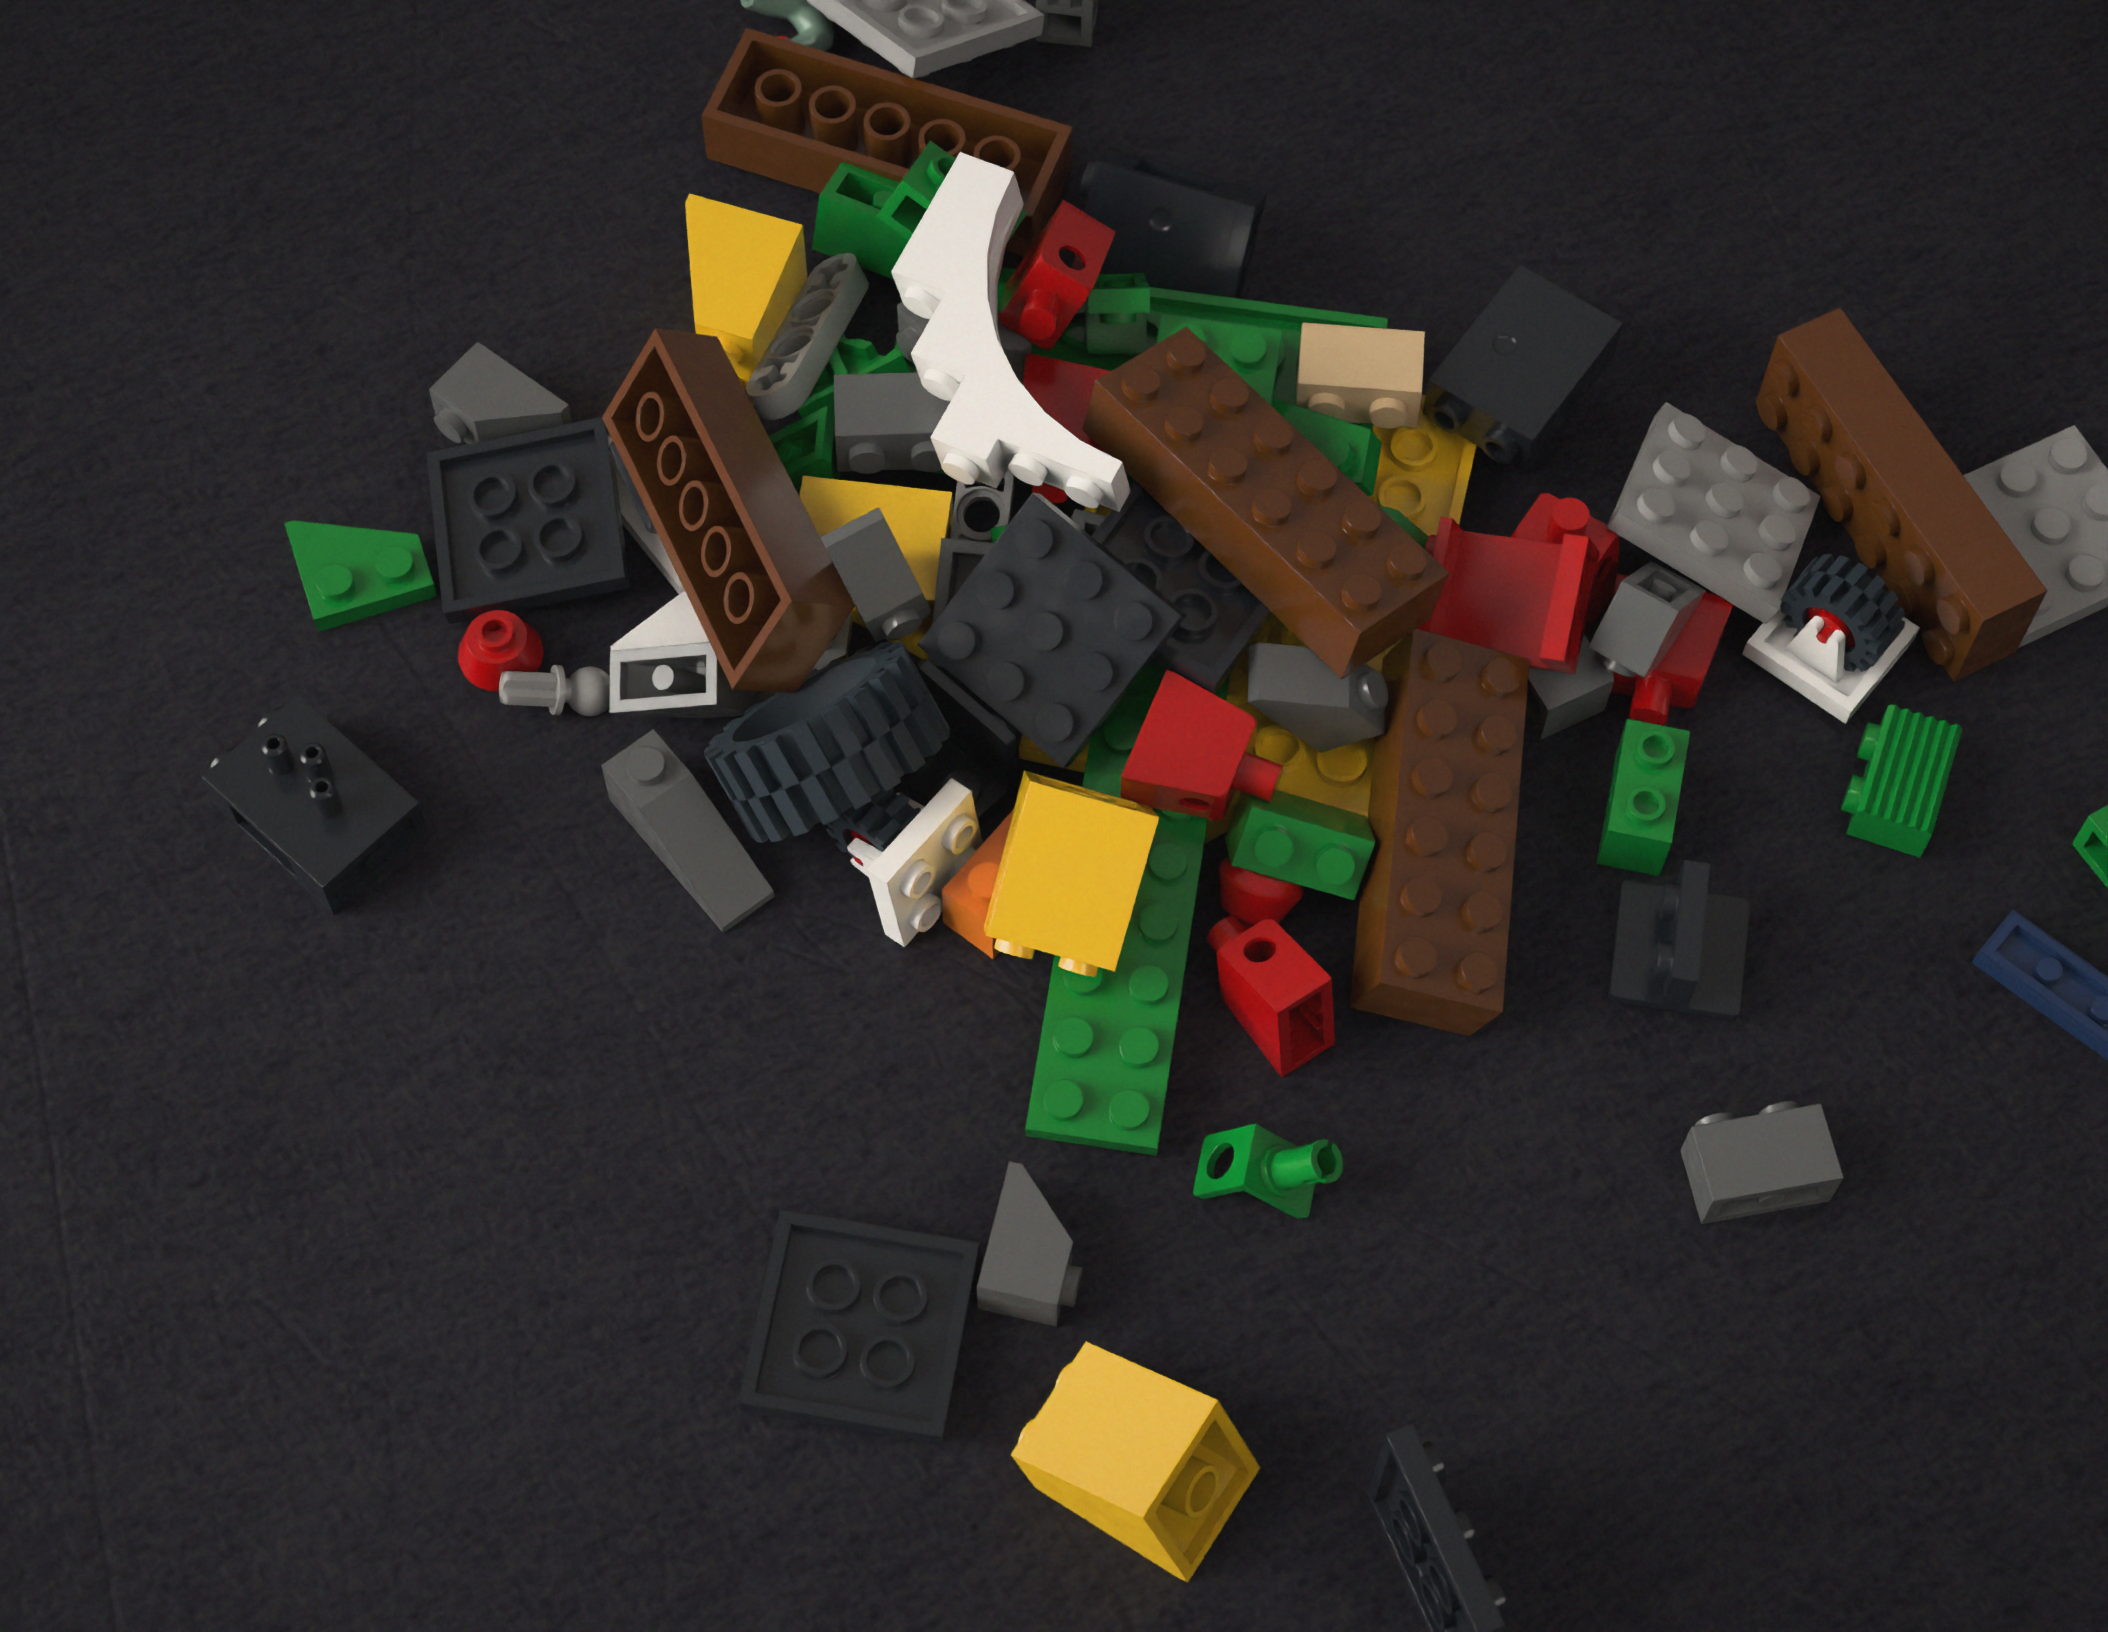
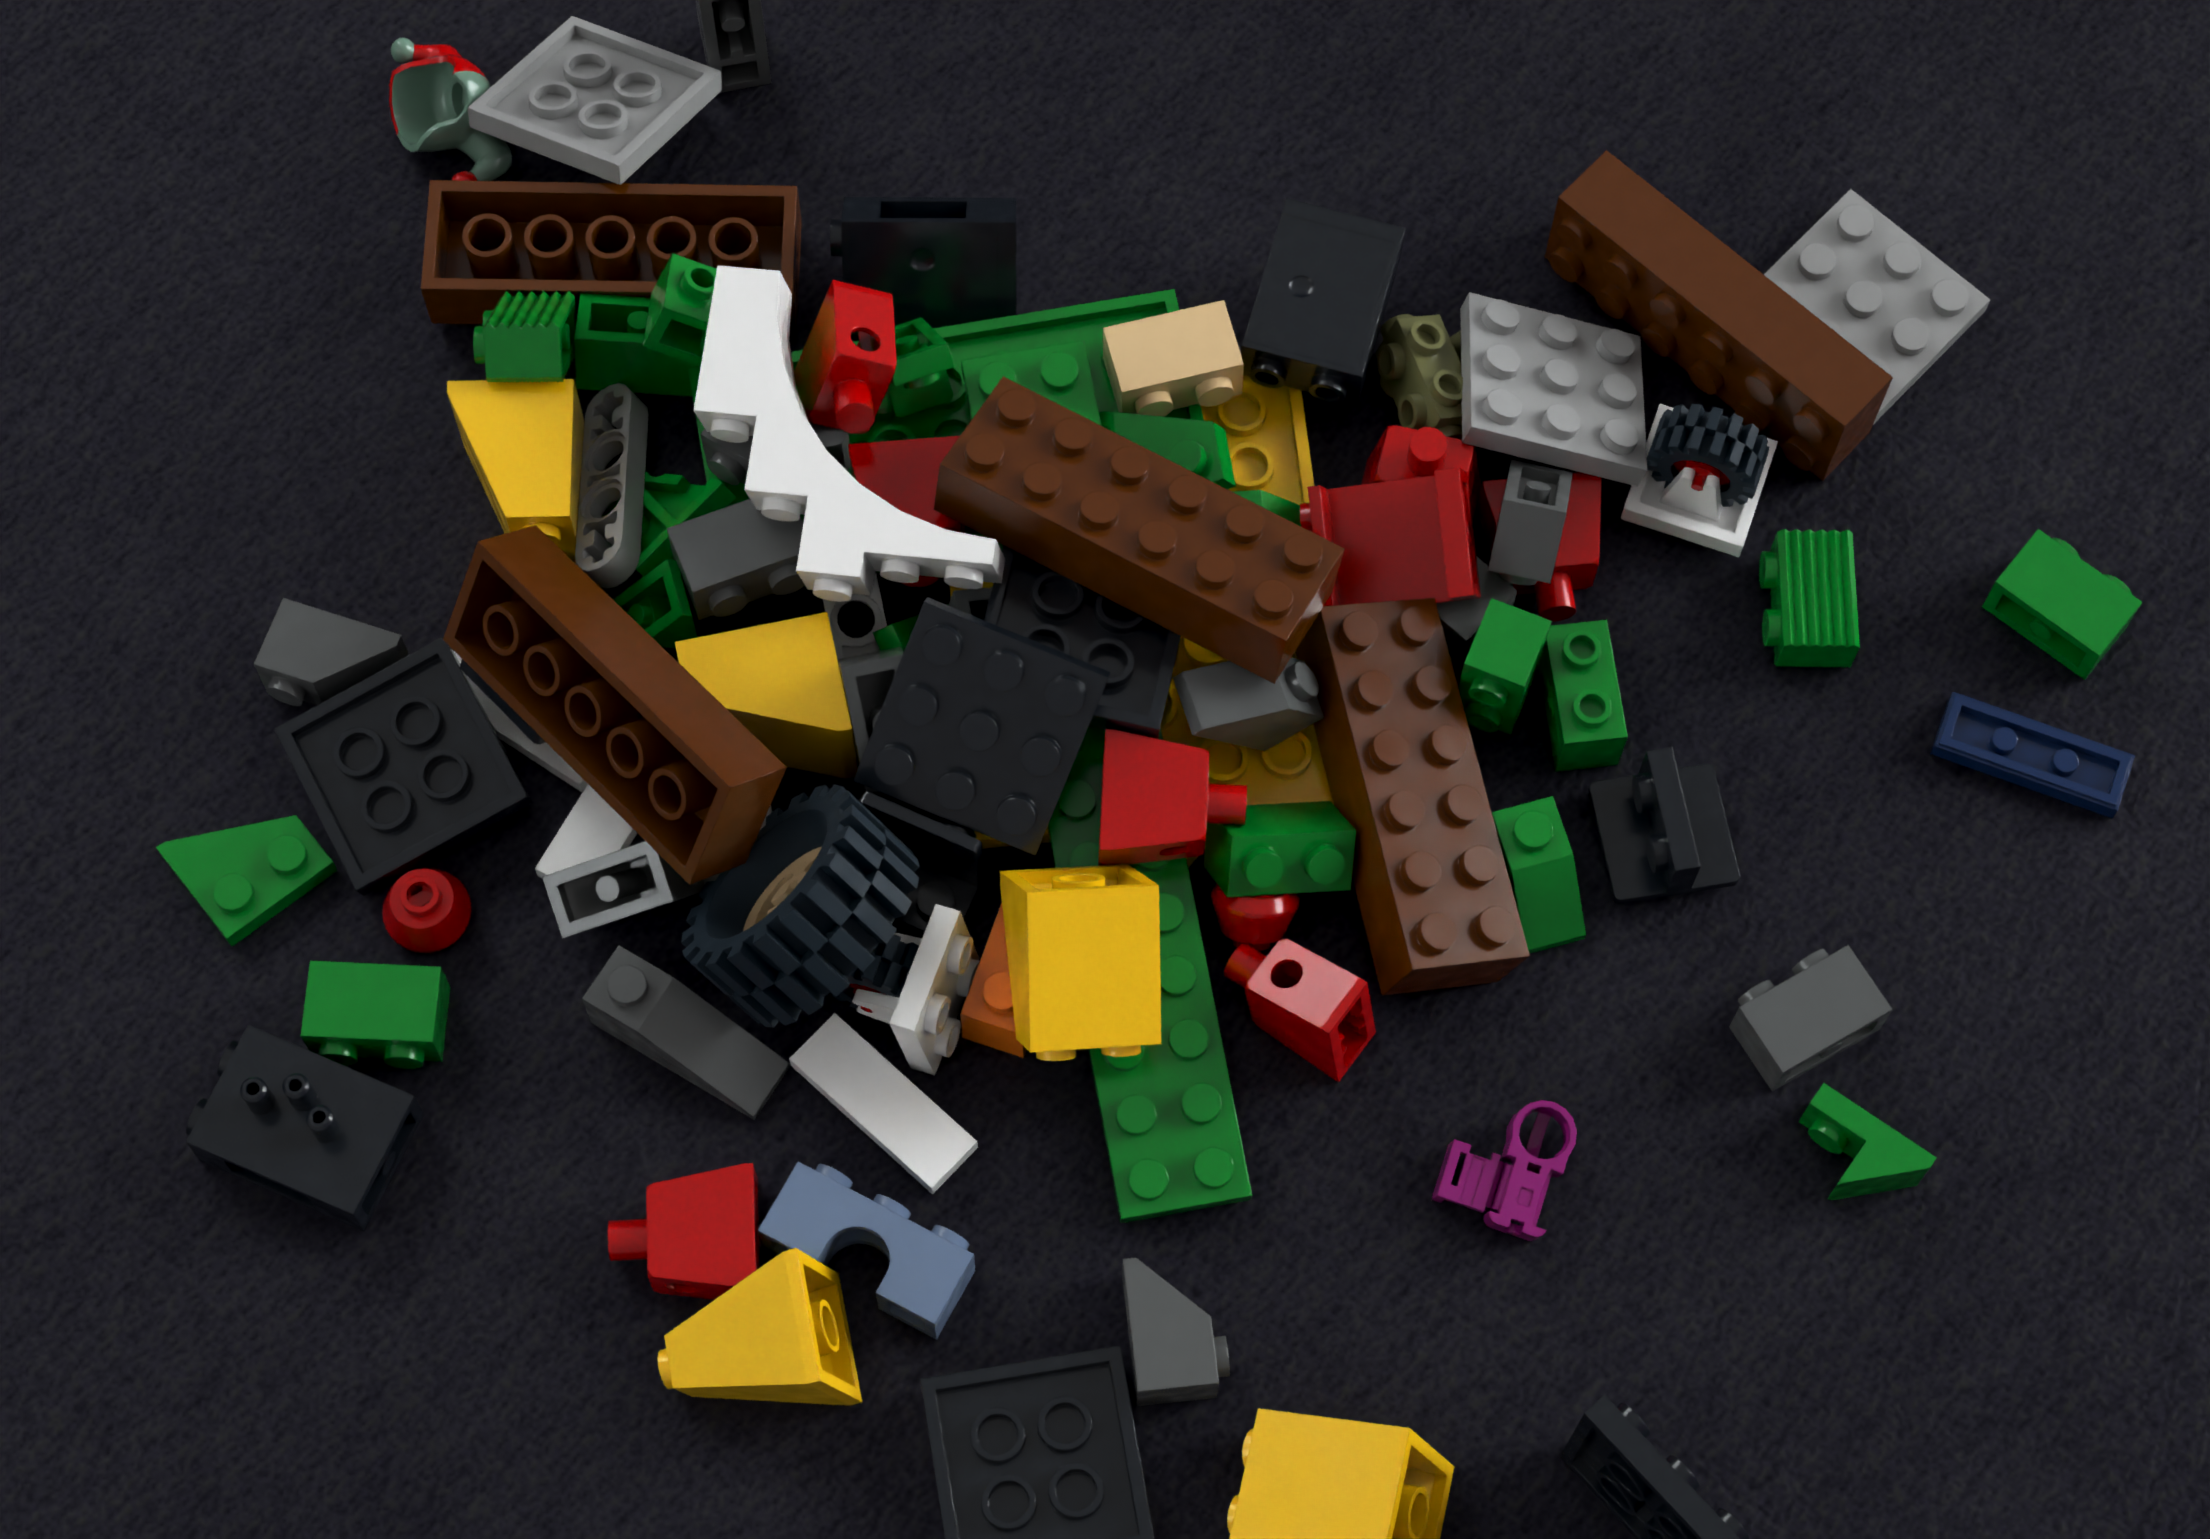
camera: 20 degrees left, 5 degrees up
(418, 724) = (376, 1012): none -> green brick
(585, 690) = (526, 920): light grey axle -> none
(629, 1014) = (696, 1232): none -> red torso
(656, 1125) = (768, 1339): none -> yellow slope
(747, 1035) = (824, 1215): none -> sand blue arch
(775, 180) = (527, 338): none -> green brick
(846, 955) = (883, 1103): none -> white tile
(877, 576) = (798, 730): dark grey slope -> none
(1267, 1168) = (1361, 1179): green bracket -> none
(1408, 1226) = (1513, 1188): none -> magenta piece
(1542, 947) = (1541, 873): none -> green slope
(1572, 743) = (1501, 666): none -> green brick
(1596, 458) = (1422, 372): none -> olive brick
(1782, 1312) = (1881, 1154): none -> green slope

